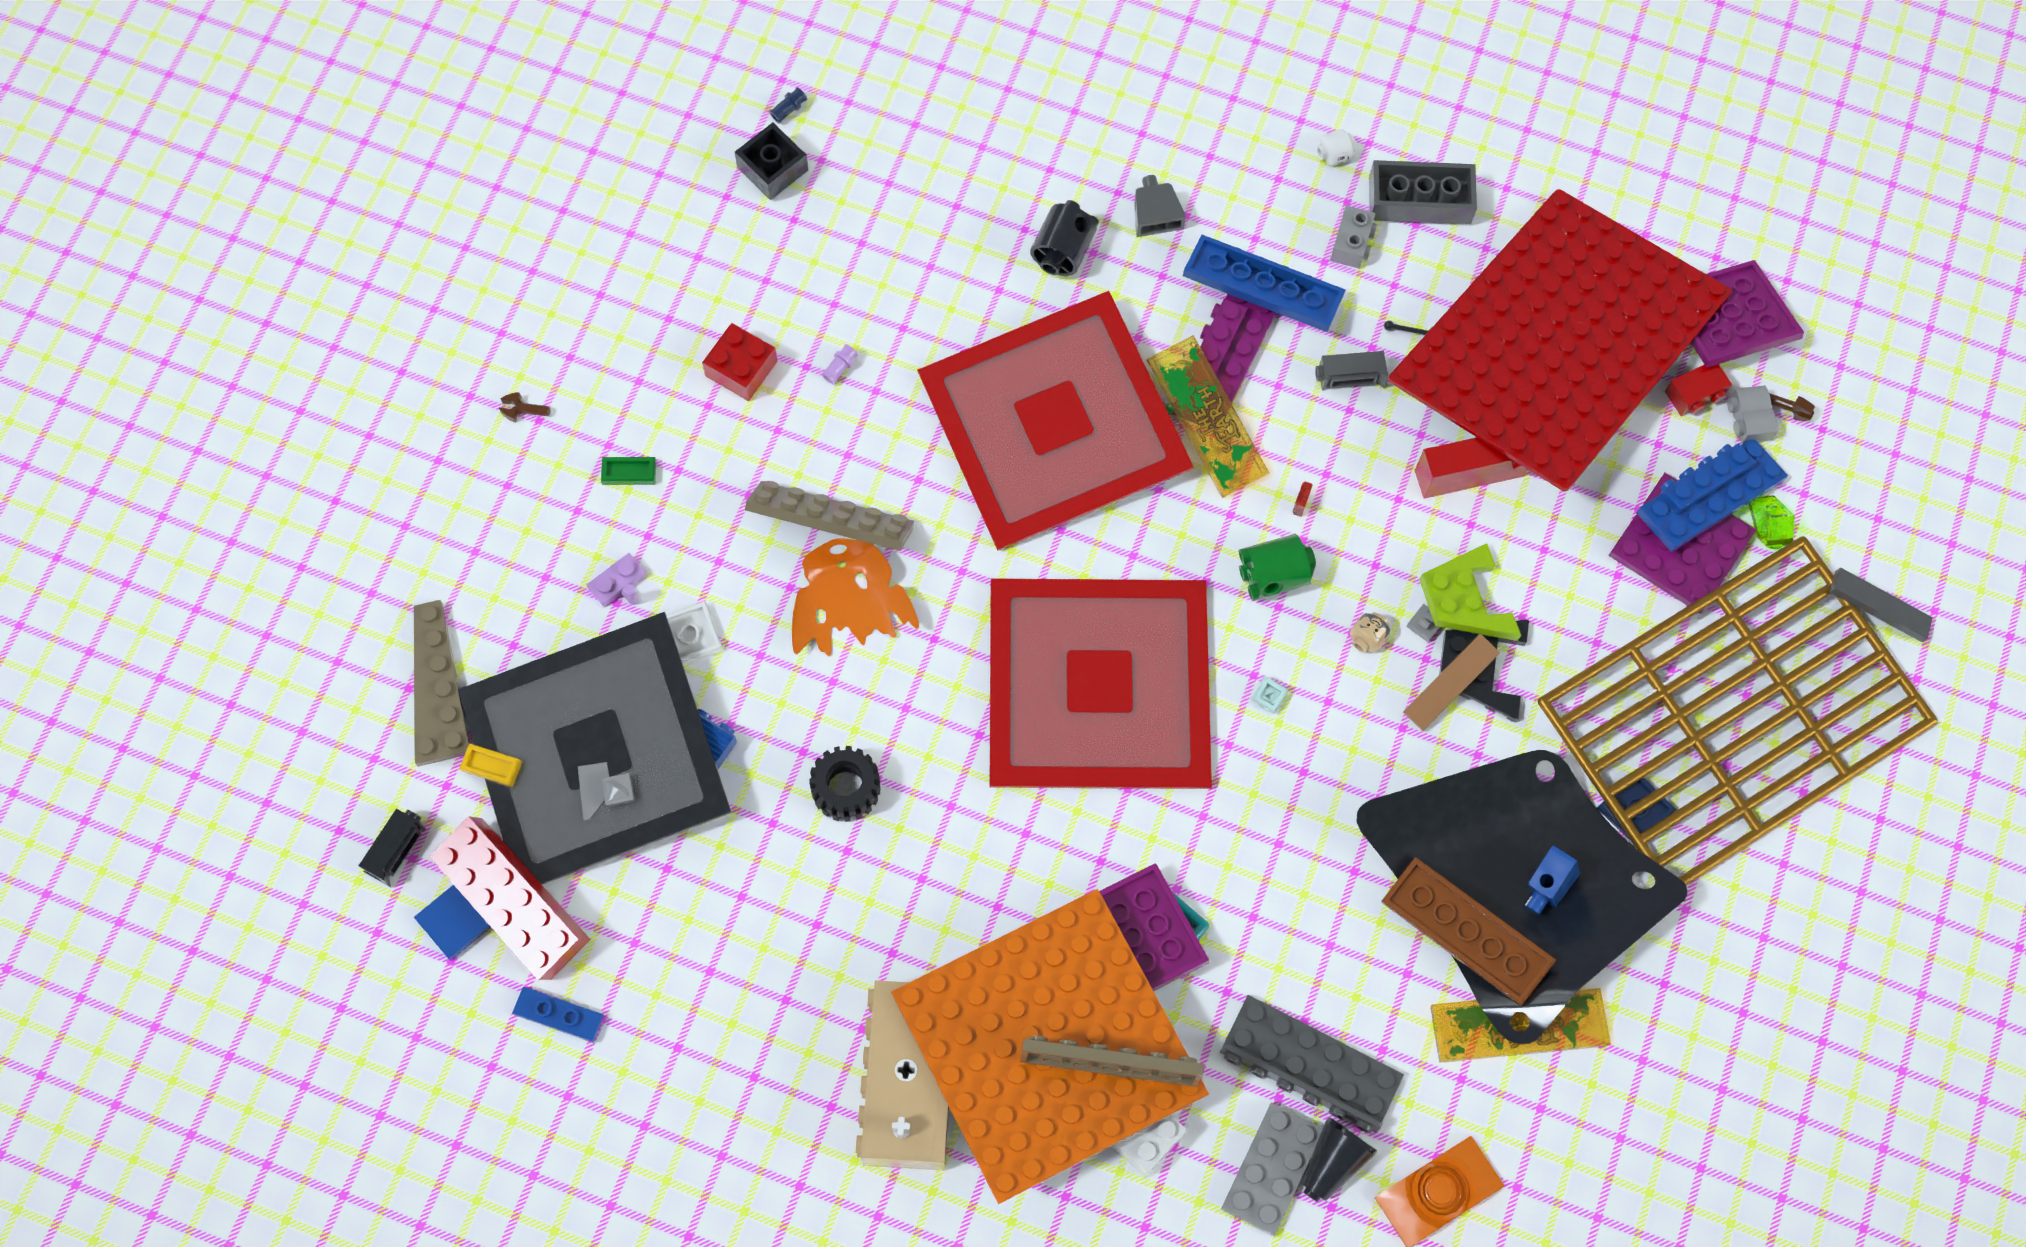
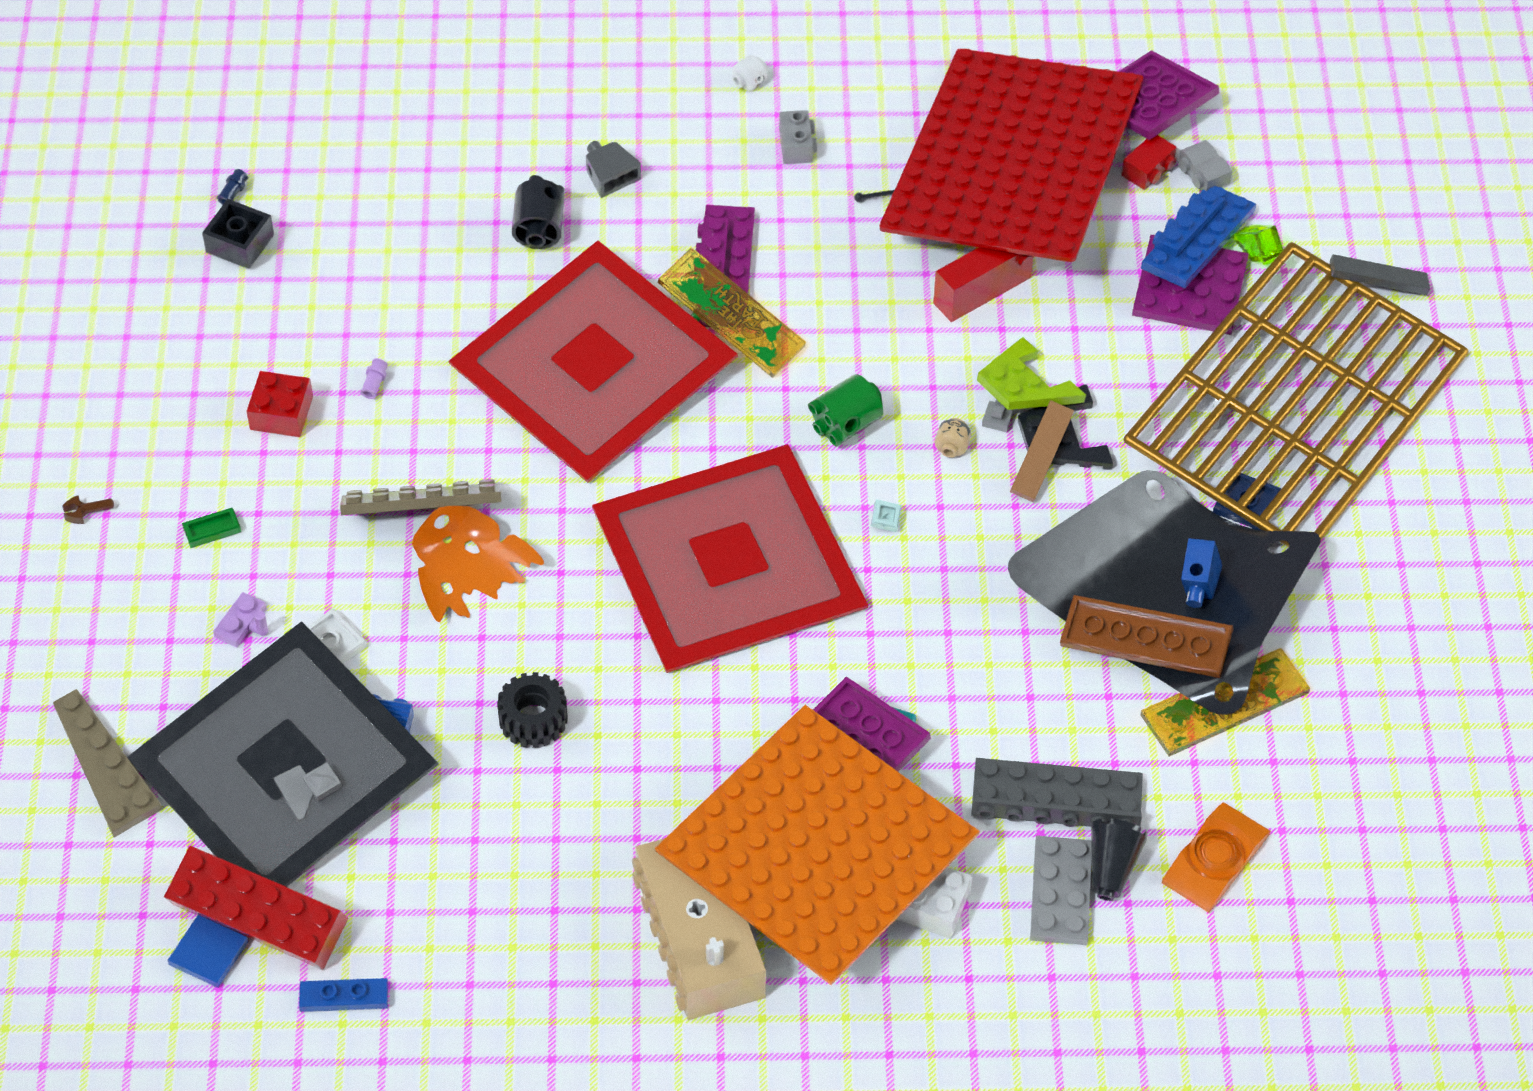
camera: 20 degrees left, 15 degrees down
(392, 846) = (120, 907): black window -> none
(490, 765) = (187, 807): yellow tile -> none
(1103, 1061) = (882, 824): dark tan plate -> none
(1264, 282) = (734, 193): blue plate -> none
(1302, 498) = (845, 353): clear red tile -> none
(1352, 370) = (843, 239): dark grey window -> none
(1423, 192) = (842, 82): dark grey brick -> none
(1801, 408) = (1243, 149): reddish brown bar -> none

